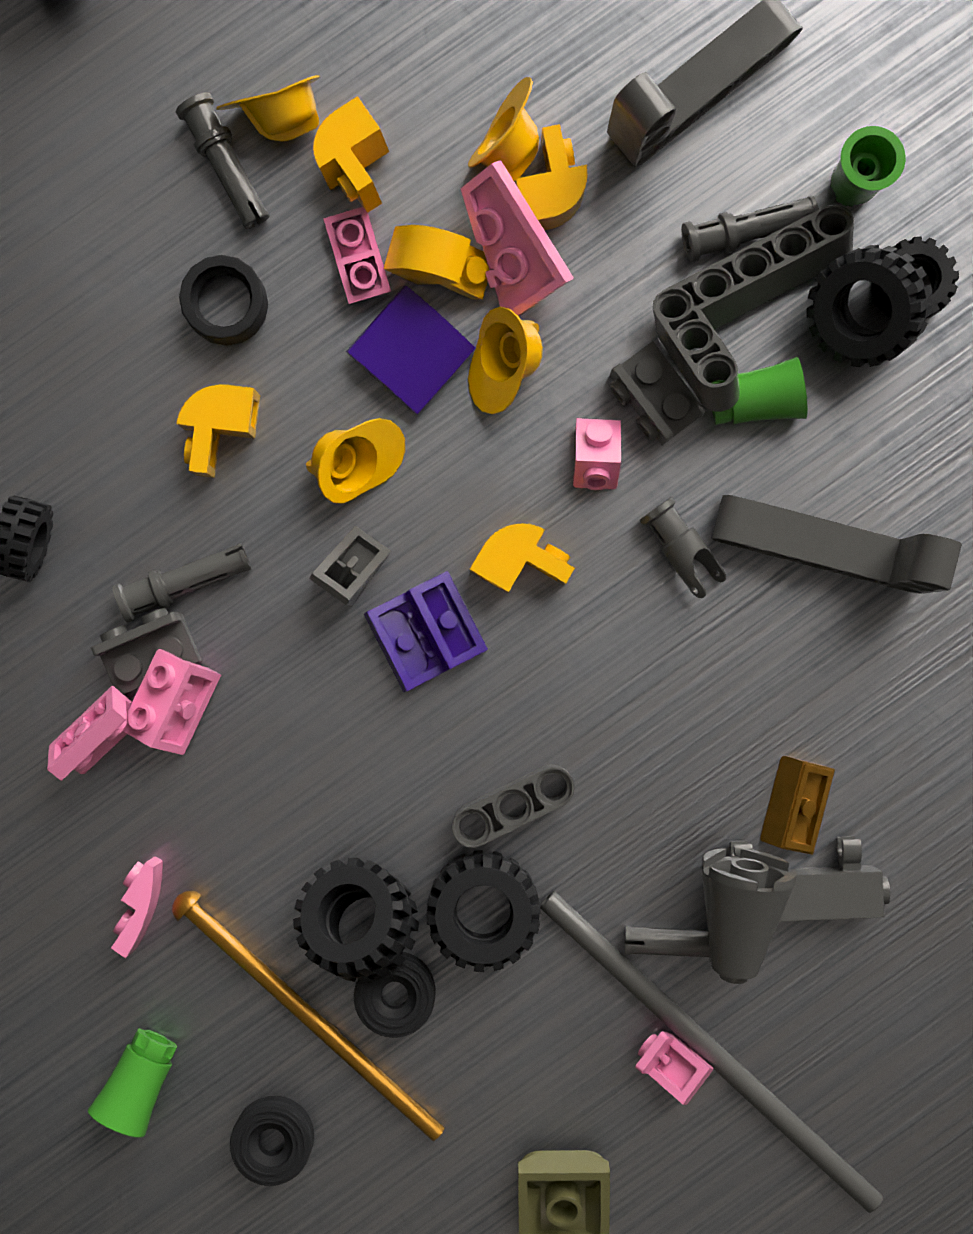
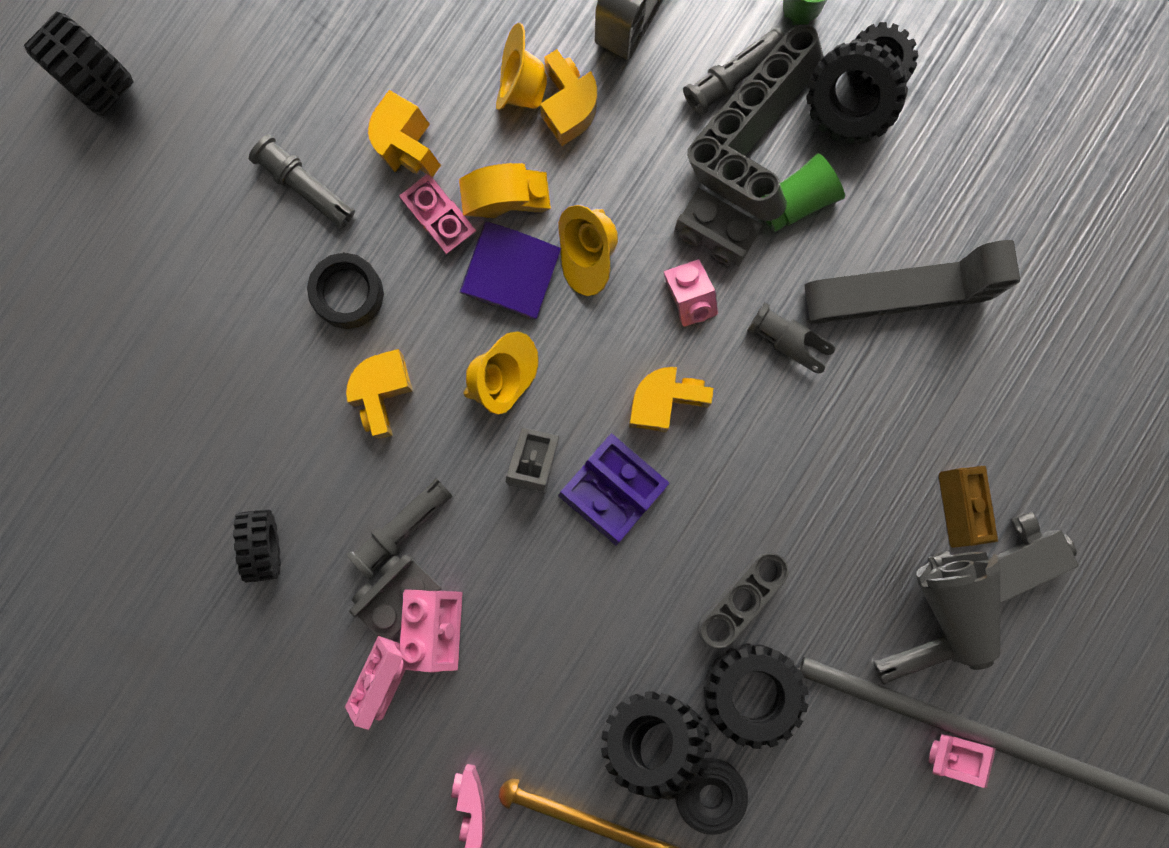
camera: 25 degrees left, 5 degrees down
(282, 113) = (334, 126): yellow piece -> none
(516, 247) = (558, 152): bright pink wing -> none

